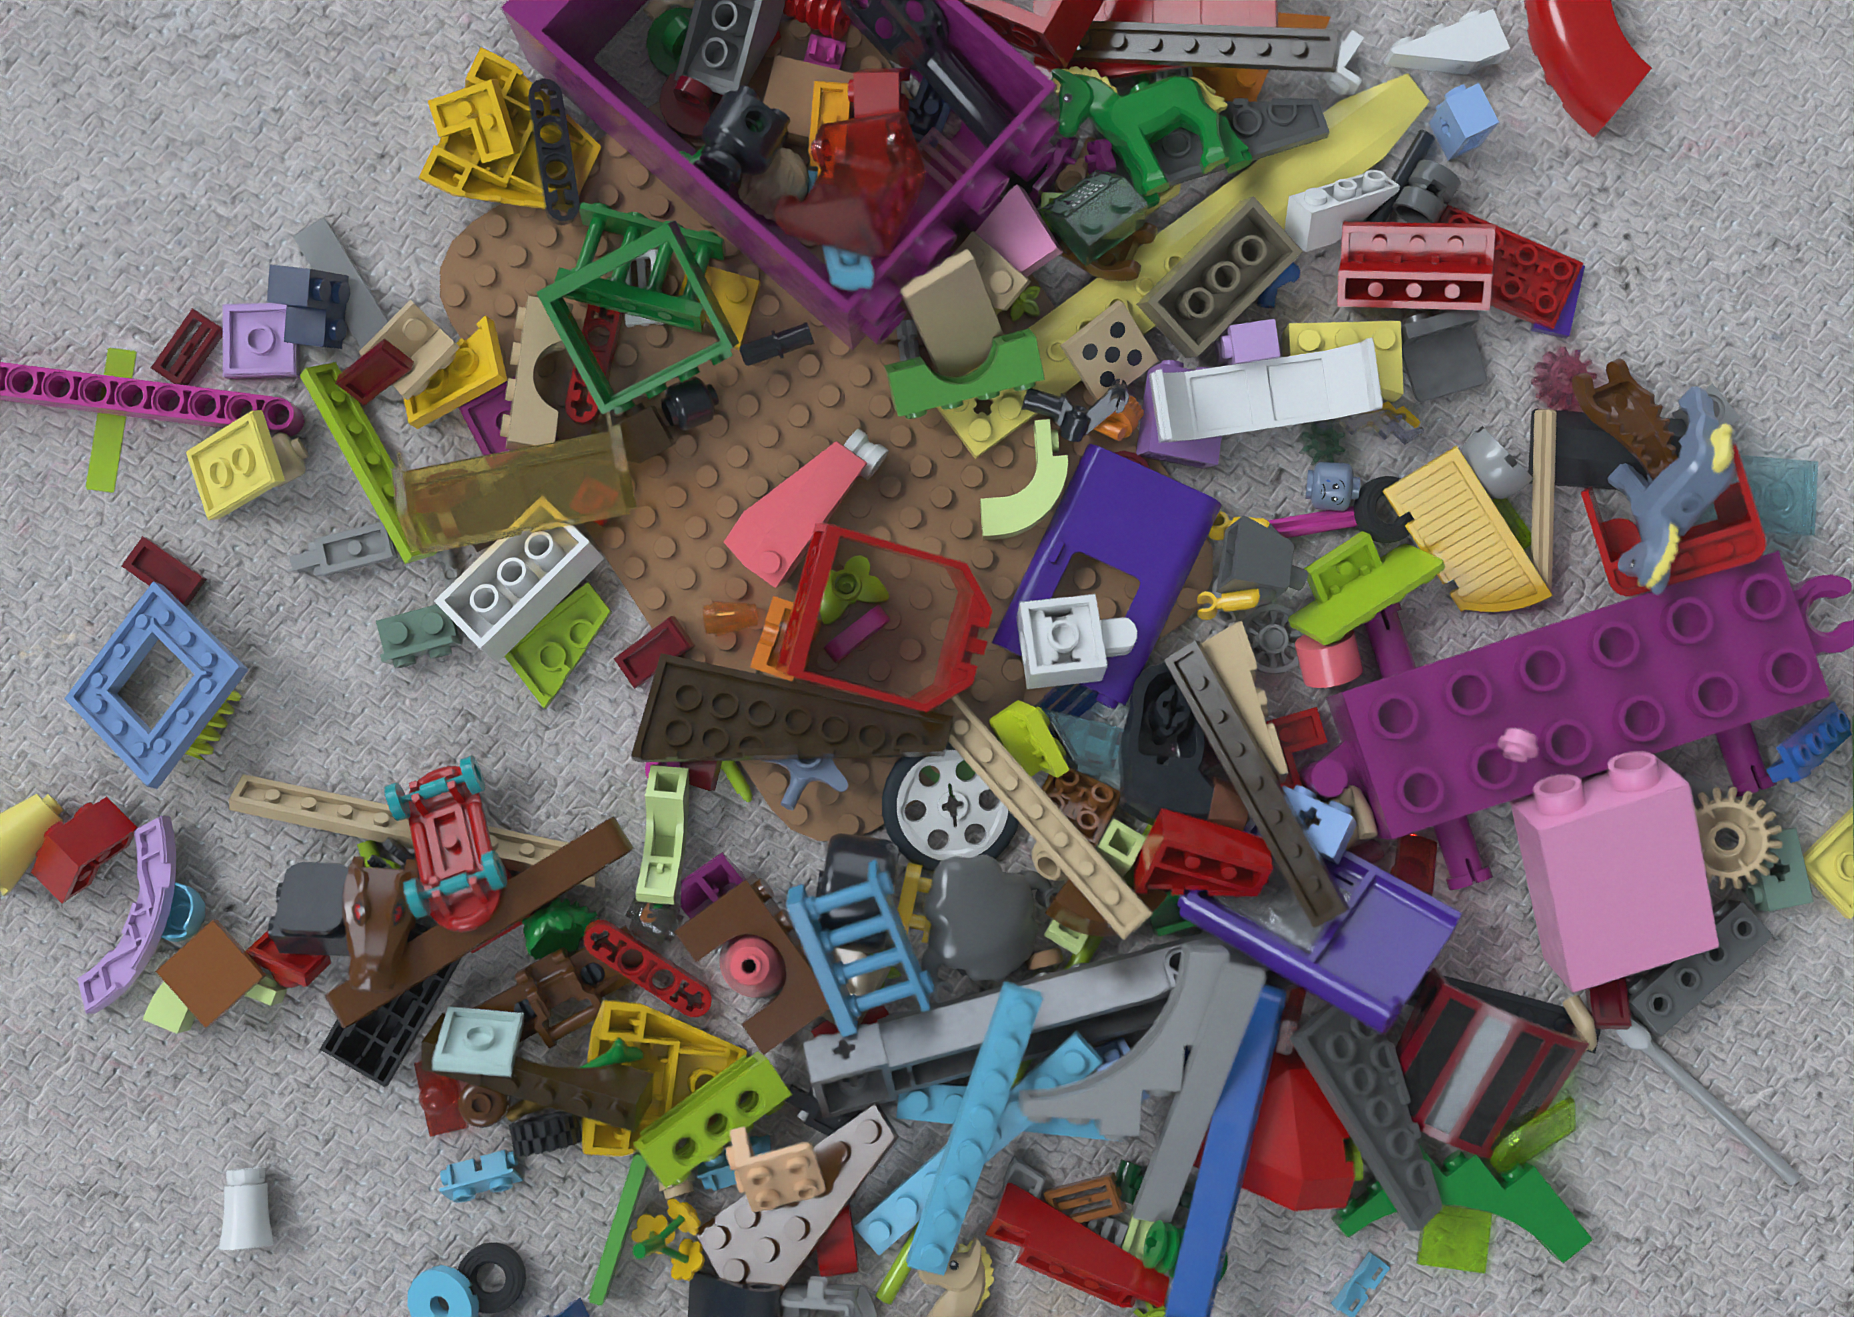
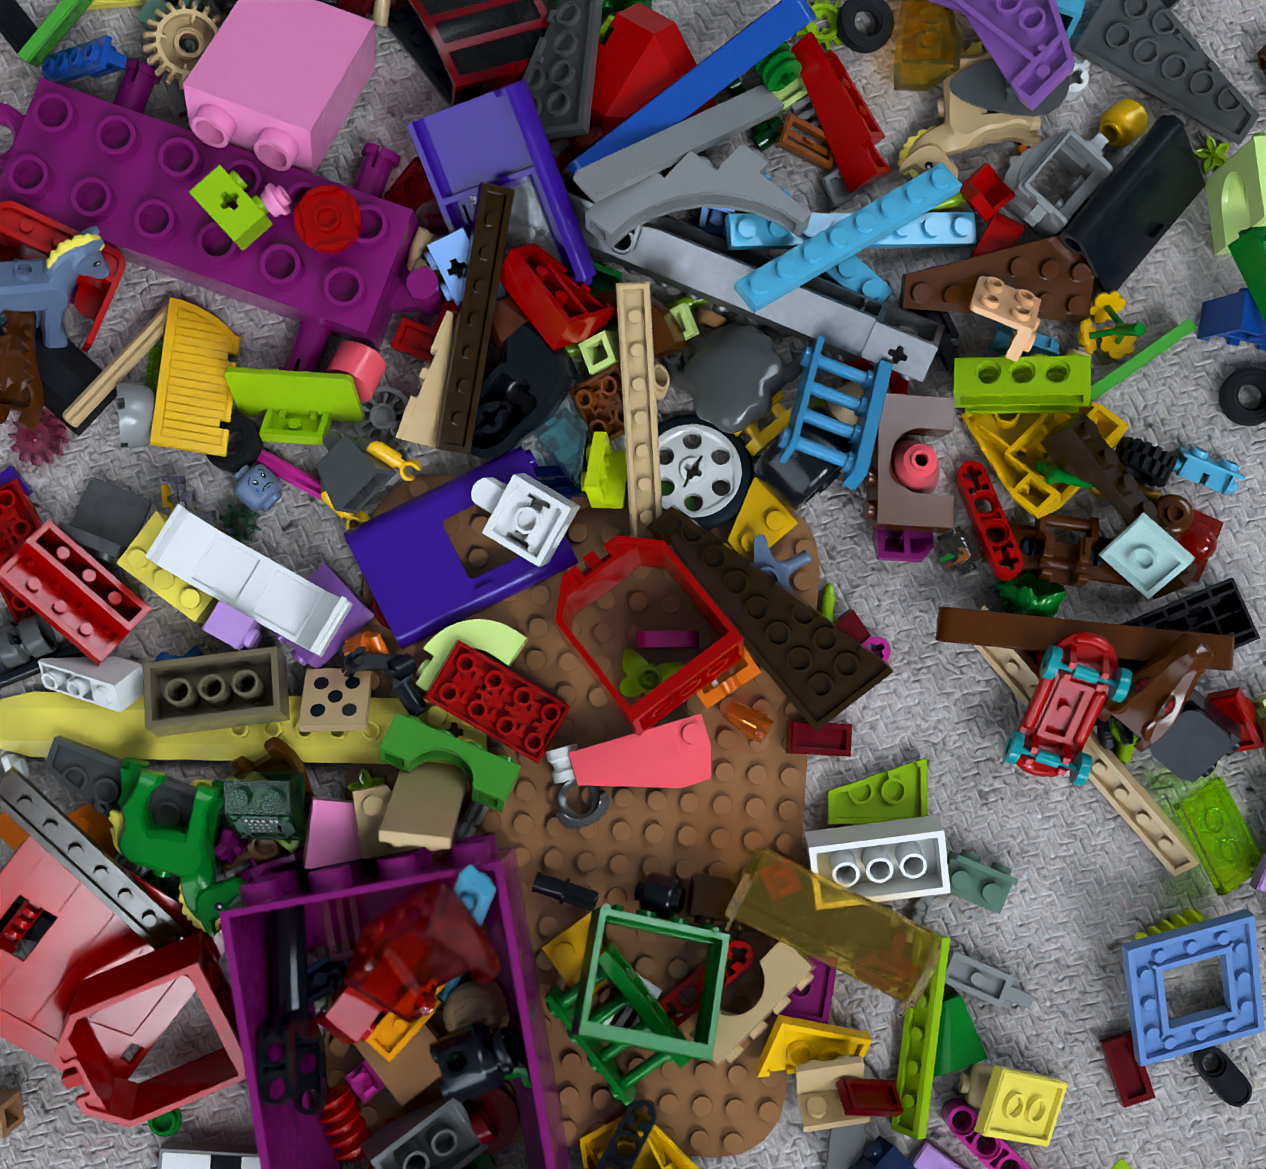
camera: 145 degrees left, 0 degrees up
(69, 629) = (1226, 1079): none -> black piece
(229, 840) = (1219, 835): none -> clear neon green tile
(334, 482) = (957, 1037): none -> green slope
(665, 834) = (909, 601): yellowish green arch -> none
(818, 411) = (570, 818): none -> dark grey piece
(859, 807) = (759, 515): none -> yellow wing
(881, 1281) = (985, 192): none -> red panel
(965, 459) = (497, 701): none -> red tile
(1458, 765) = (328, 219): none -> red tile
(1575, 703) = (215, 196): none -> lime brick

